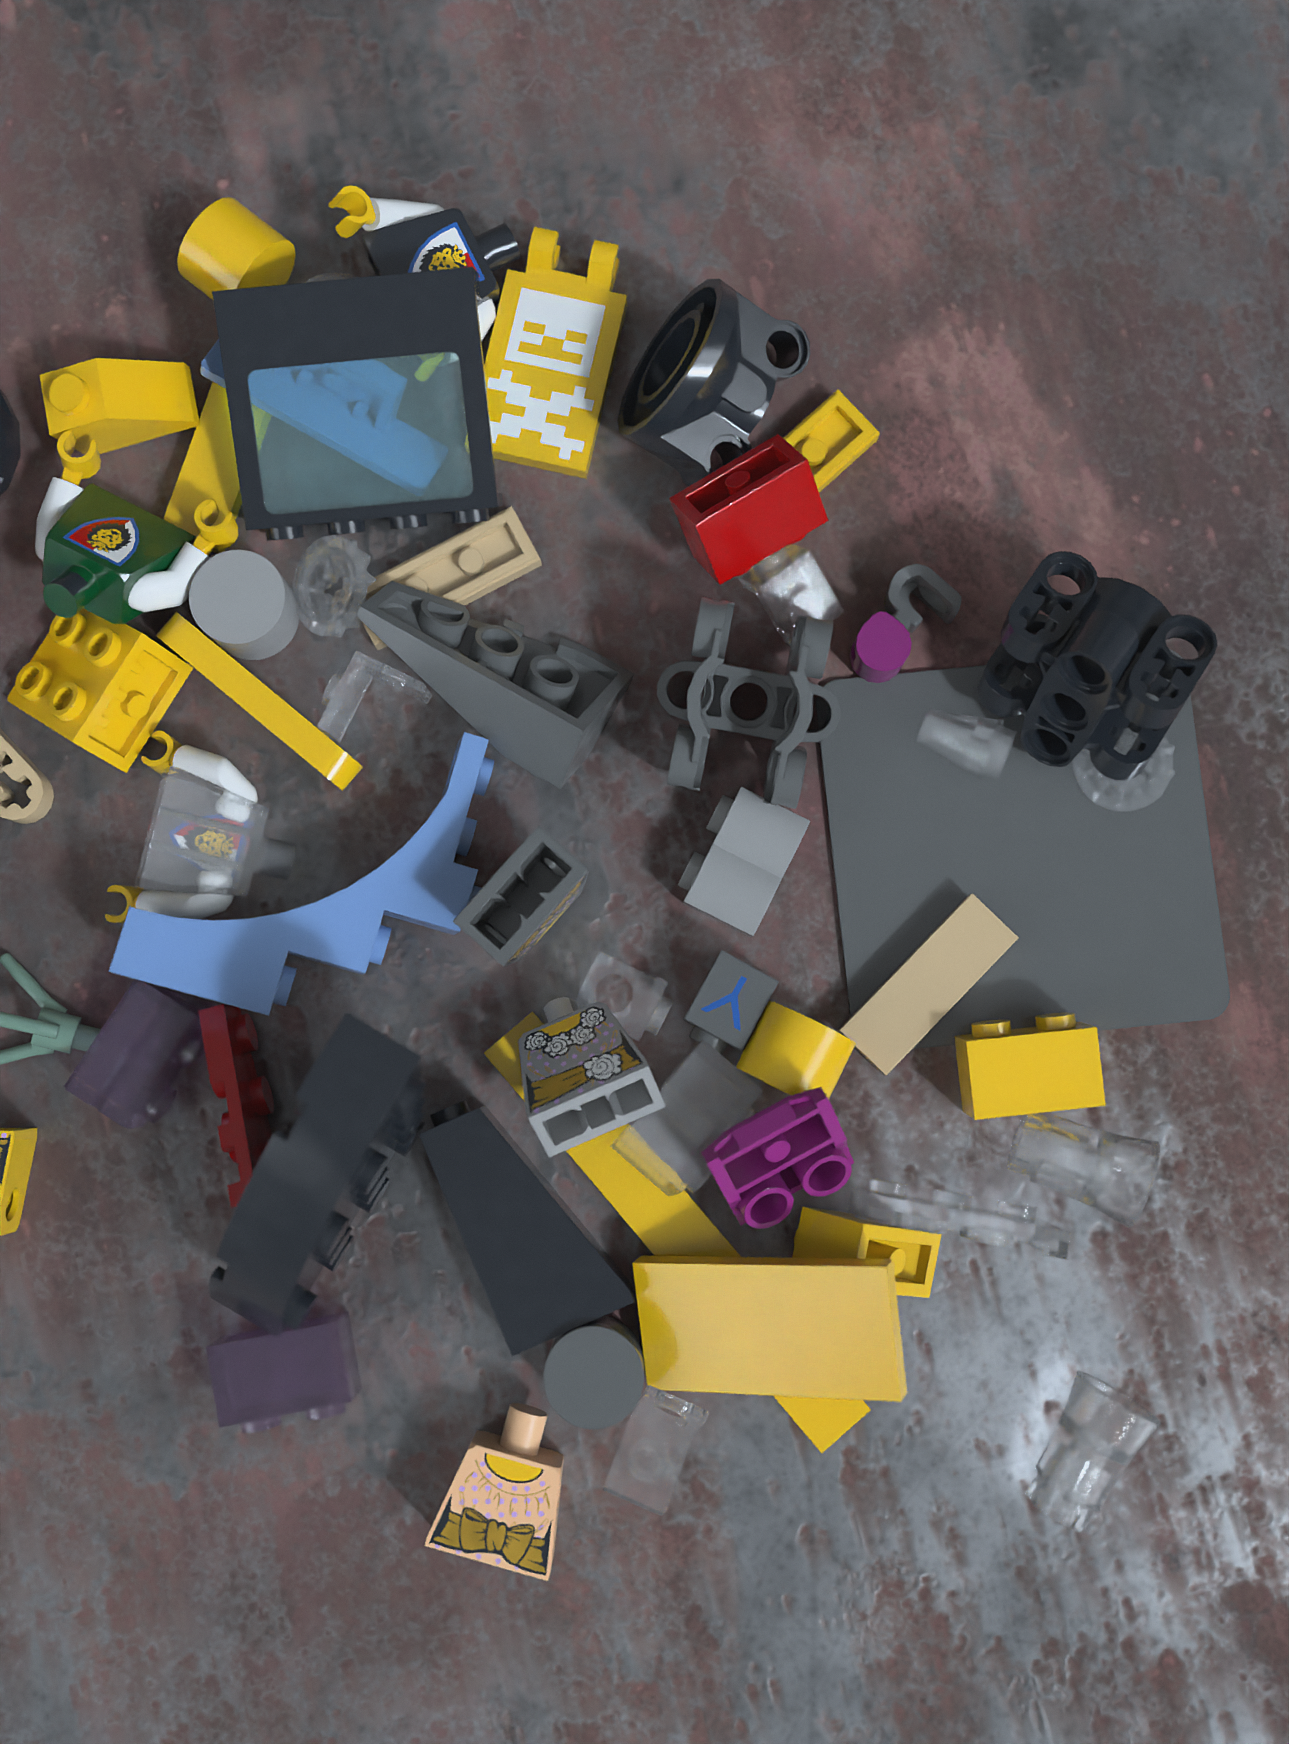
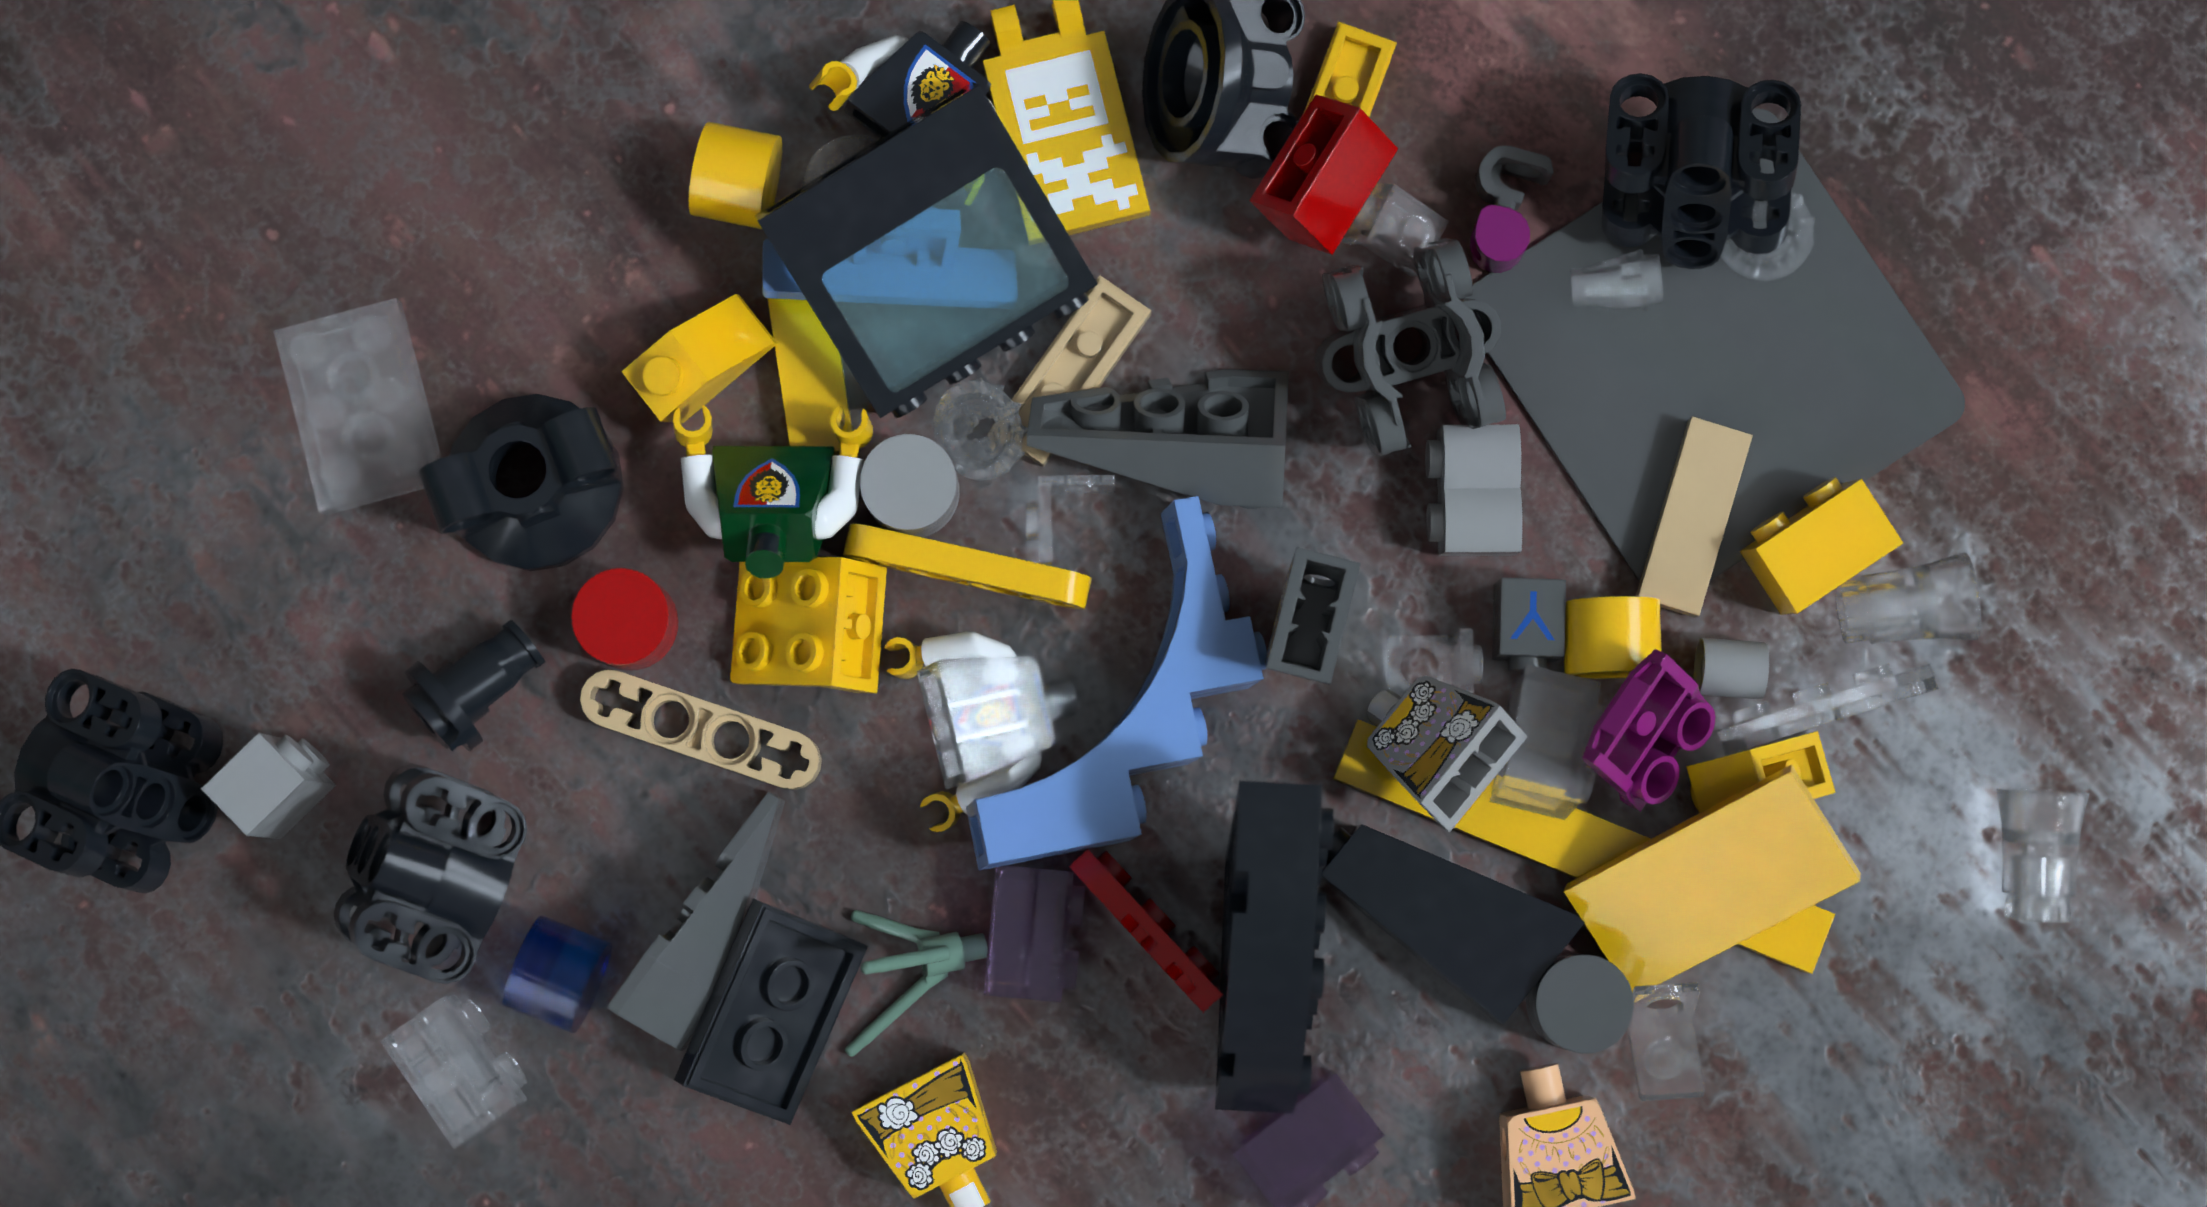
camera: 30 degrees left, 0 degrees up
(891, 1138) = (1731, 668): none -> light grey beam

